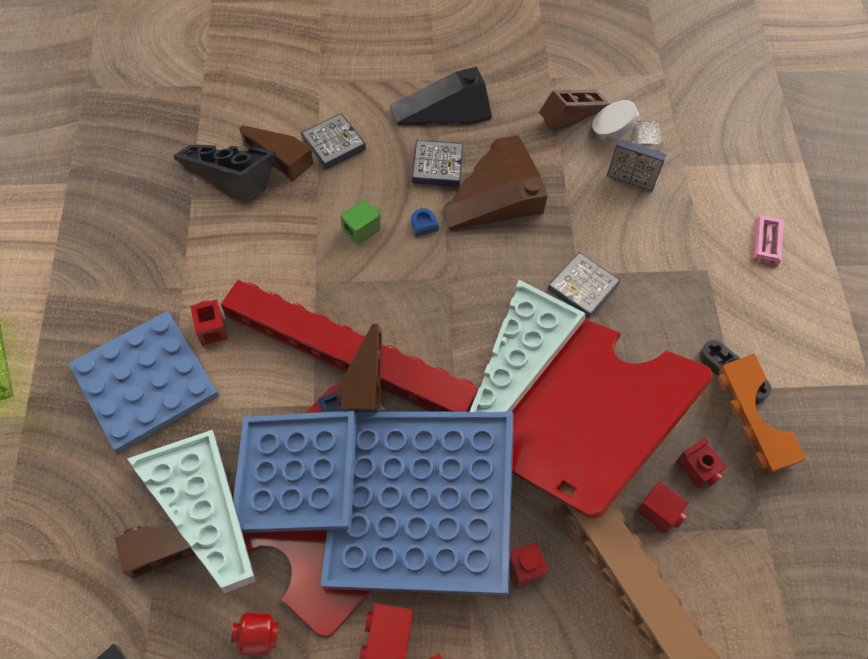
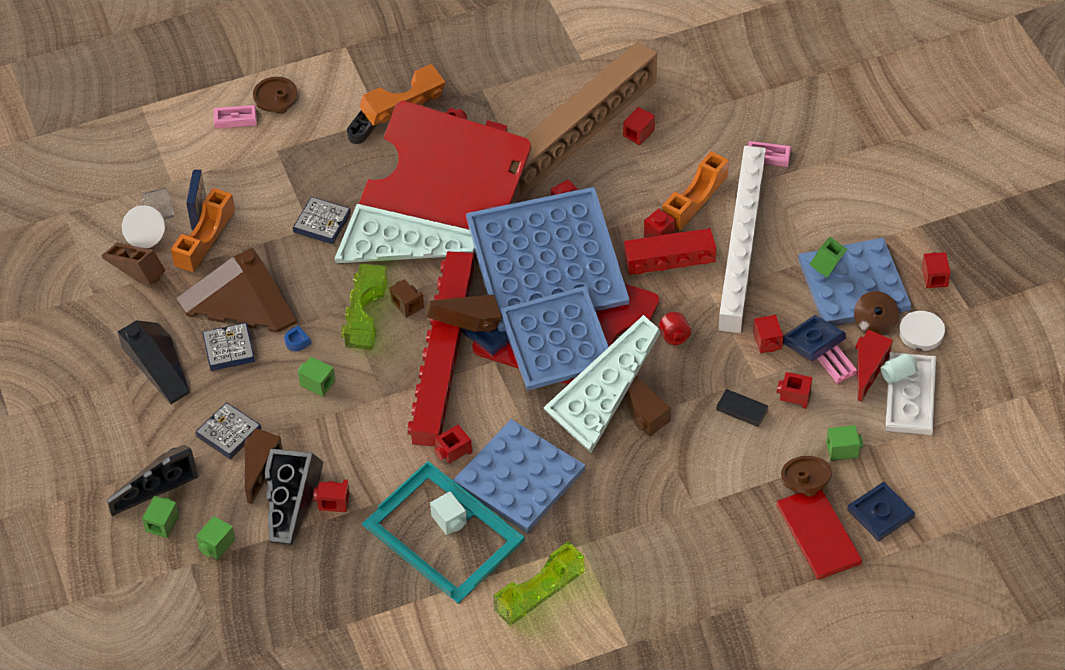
camera: 105 degrees left, 10 degrees down
(95, 254) = (471, 506): none -> teal door
(126, 293) = (448, 513): none -> light aqua brick
(205, 199) = (332, 496): none -> red brick
(210, 101) = (215, 538): none -> bright green brick
(256, 68) = (160, 516): none -> bright green brick
(302, 78) = (160, 476): none -> black wedge
(409, 276) = (369, 285): none -> clear neon green arch
(434, 332) = (406, 298): none -> reddish brown brick
(571, 151) = (215, 214): none -> orange arch
(795, 284) = (275, 94): none -> reddish brown piece

